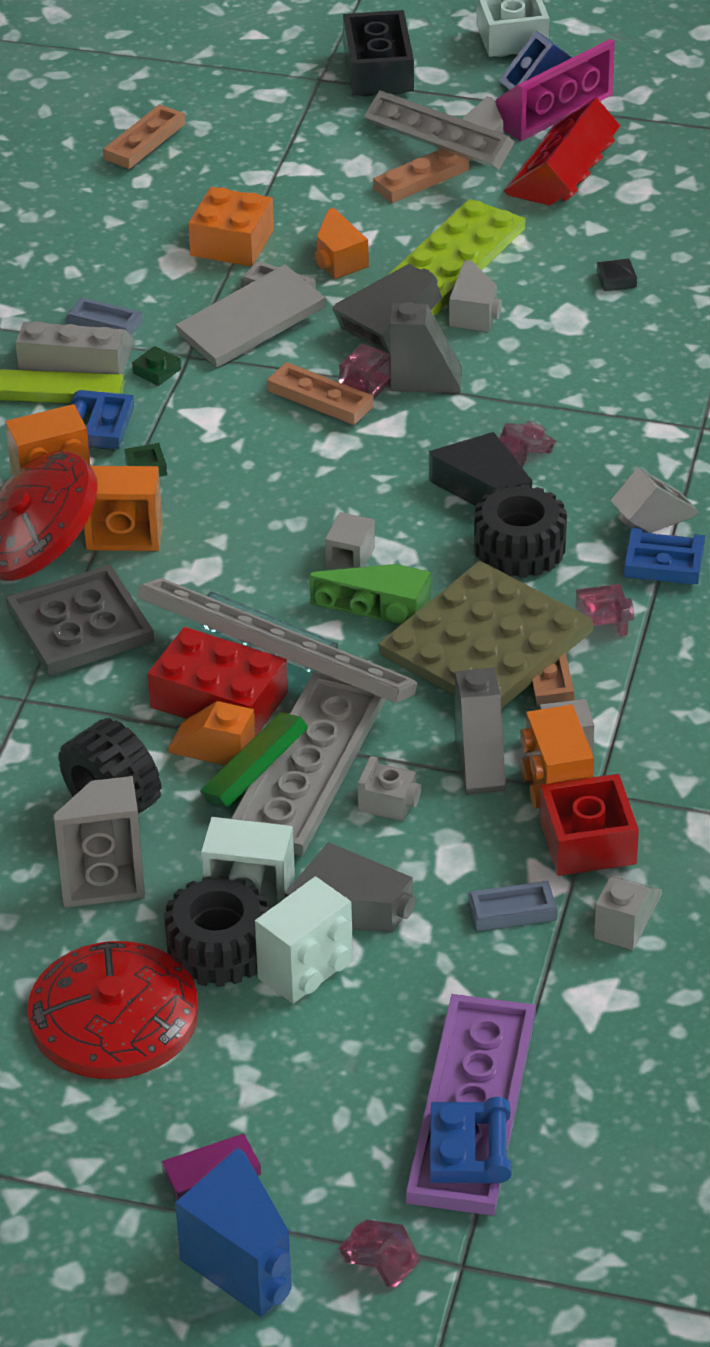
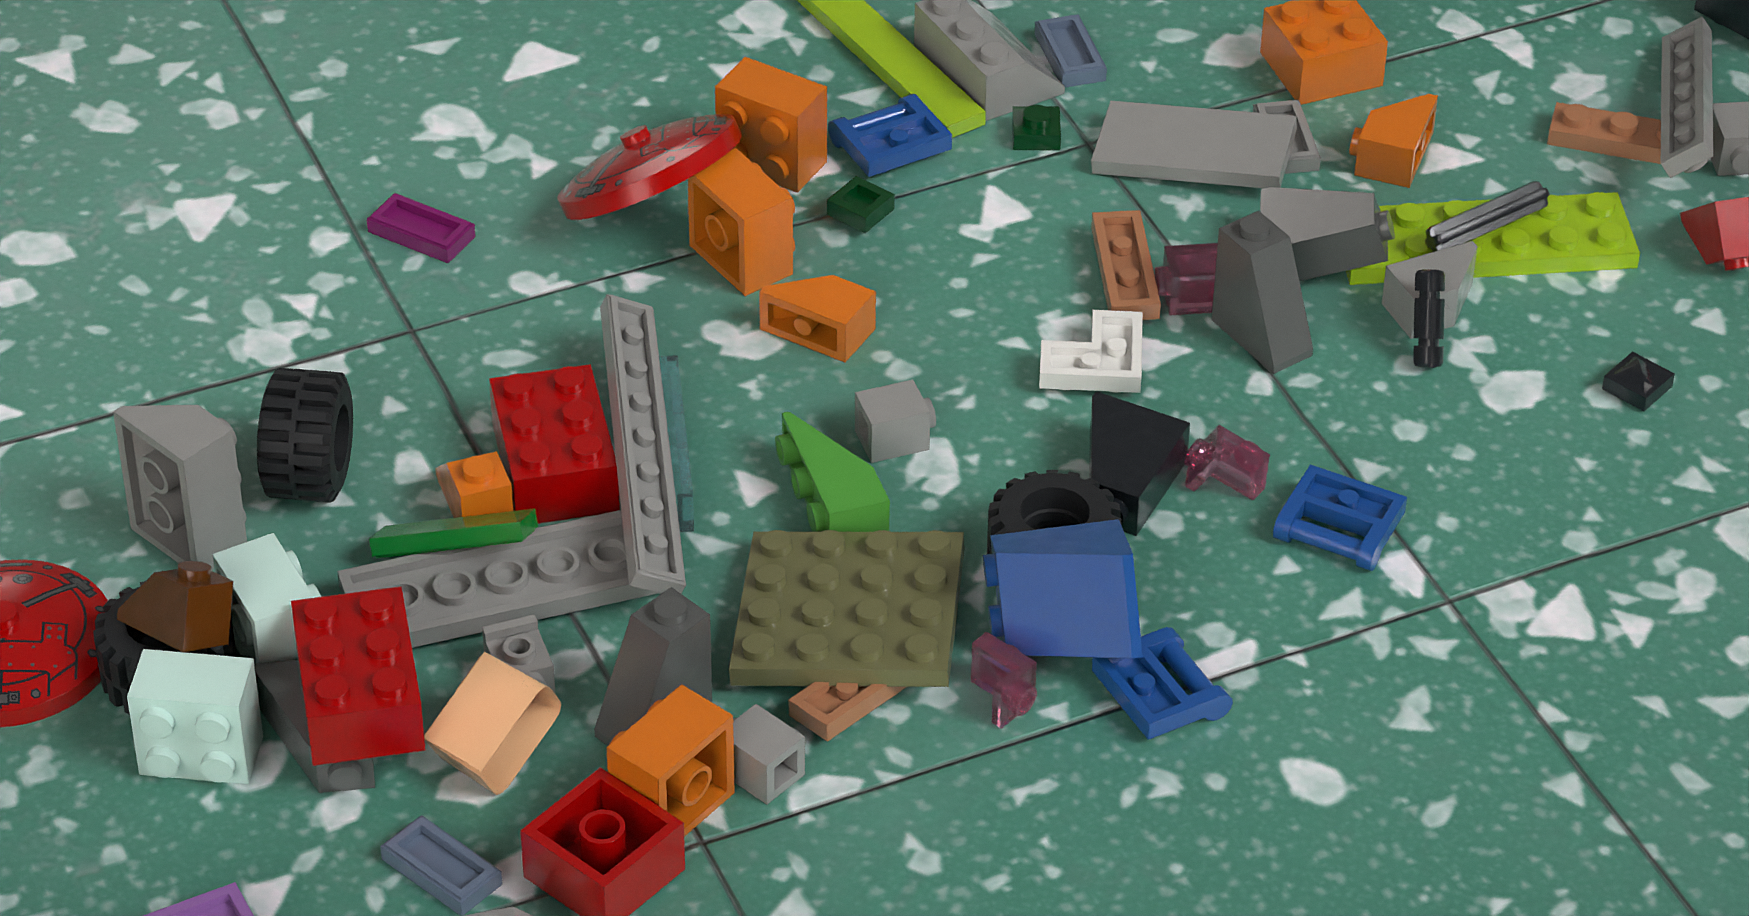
camera: 50 degrees right, 0 degrees up
(80, 619) = (551, 294): dark grey plate -> none
(227, 524) = (820, 314): none -> orange slope
(237, 885) = (182, 607): none -> reddish brown slope
(364, 844) = (358, 676): none -> red brick
(386, 441) = (1105, 364): none -> white plate
(439, 818) = (493, 723): none -> light nougat piece
(449, 246) = (1487, 216): none -> axle
(504, 308) = (1429, 318): none -> black axle
(591, 537) = (1065, 591): none -> blue slope
(606, 418) = (1344, 505): none -> blue plate
(651, 503) = (1237, 622): light grey slope -> none

